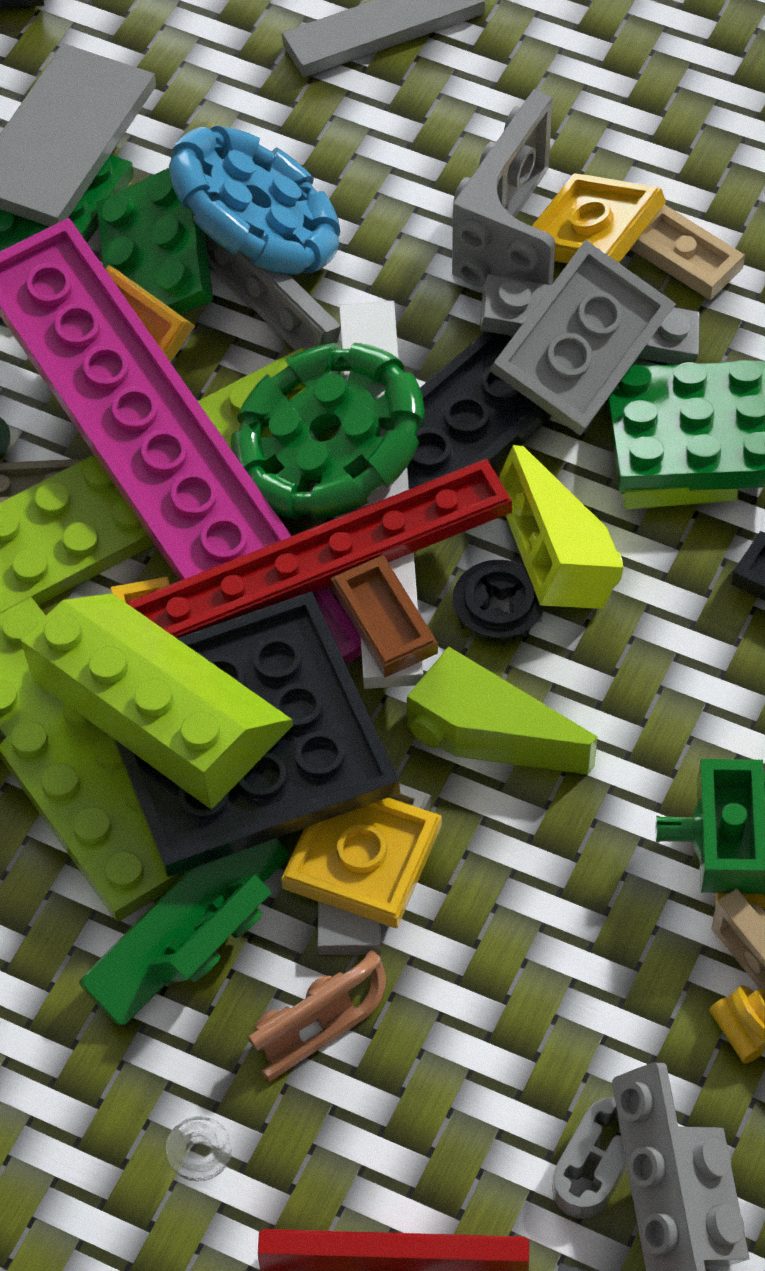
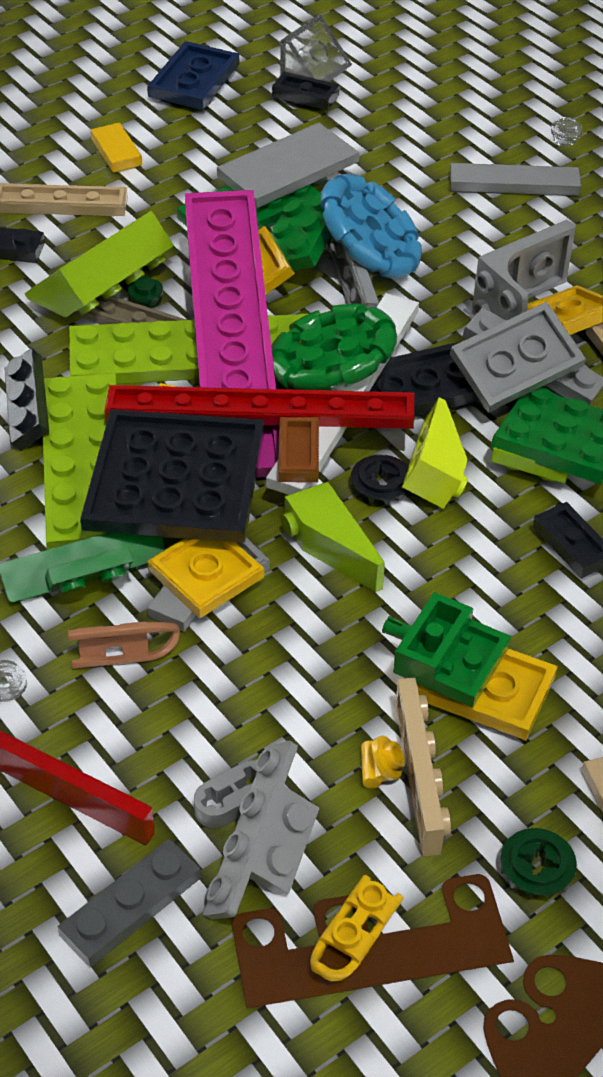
camera: 25 degrees right, 10 degrees down
(153, 694) = (133, 429): lime slope -> none

